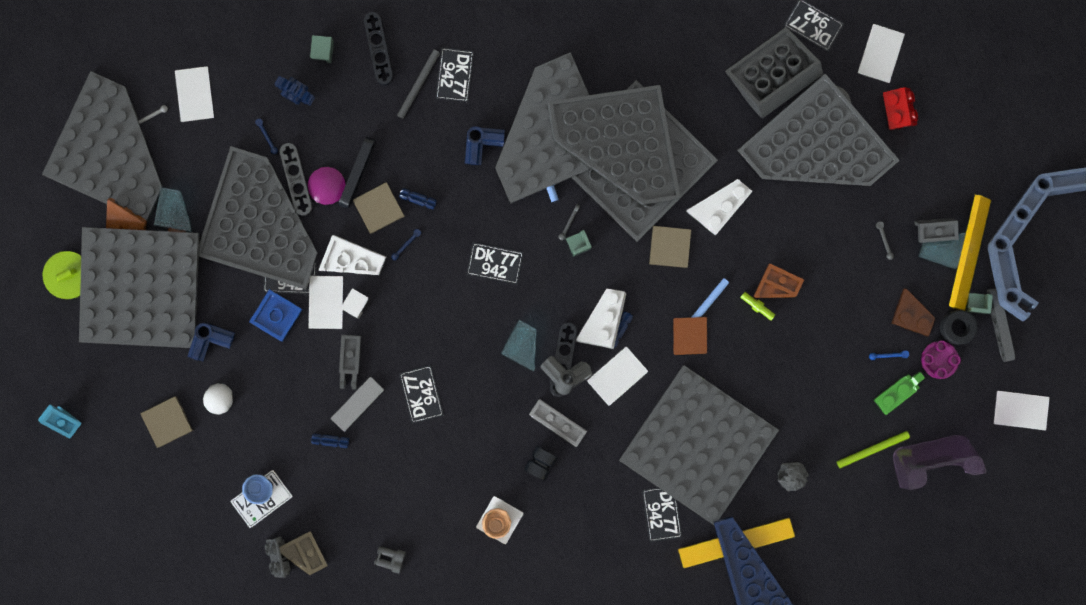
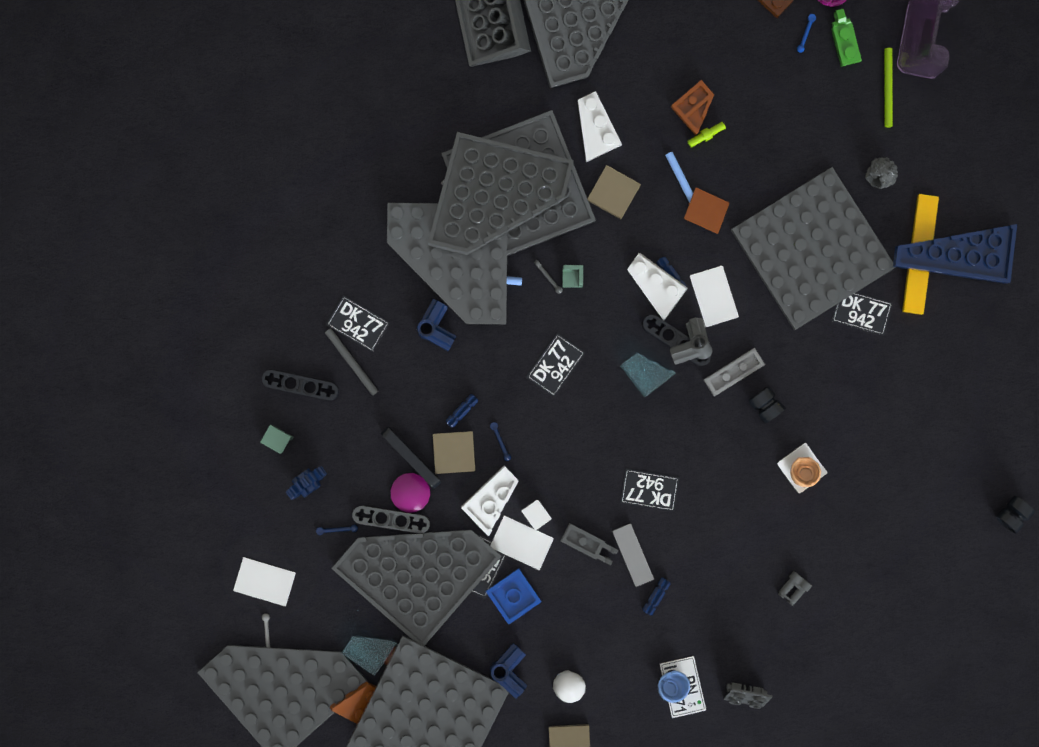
camera: 60 degrees left, 0 degrees up
(304, 553) = (754, 668): dark tan wing -> none

